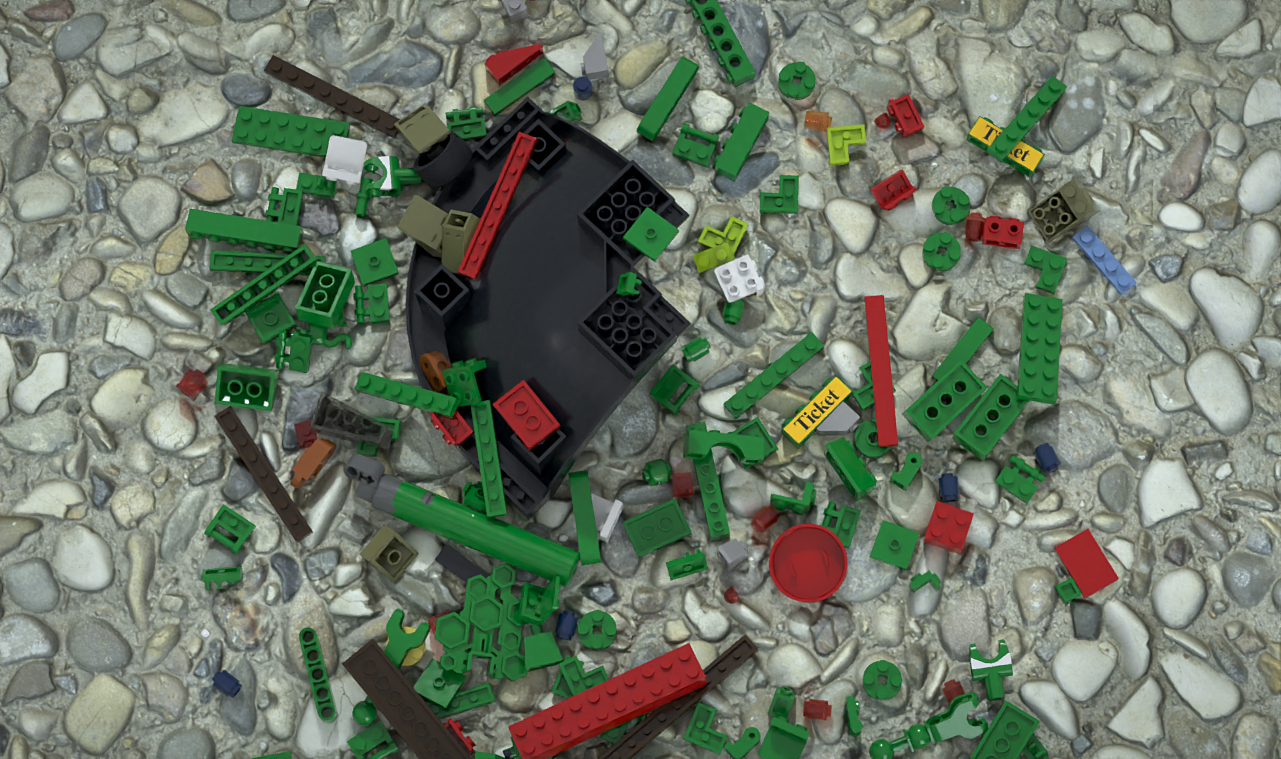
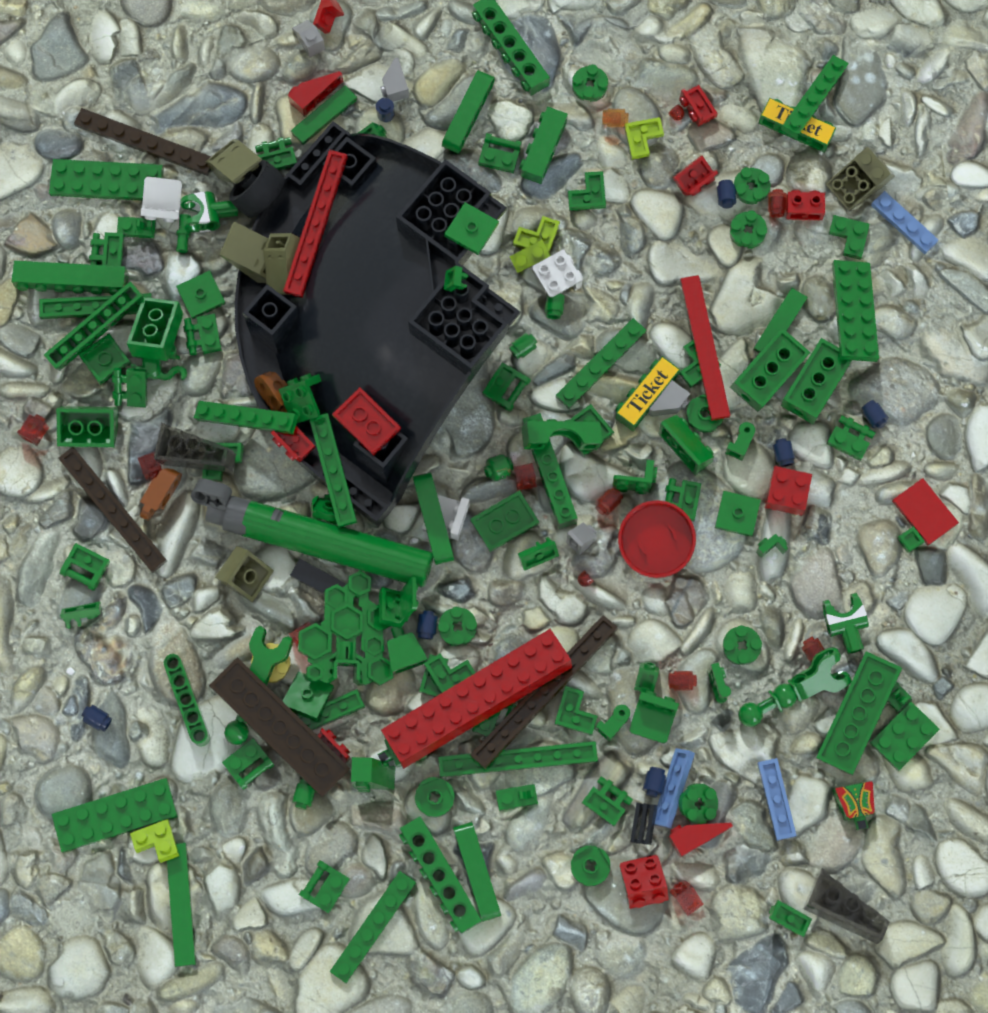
camera: 10 degrees left, 0 degrees up
(923, 212) = (726, 194): none -> dark blue brick

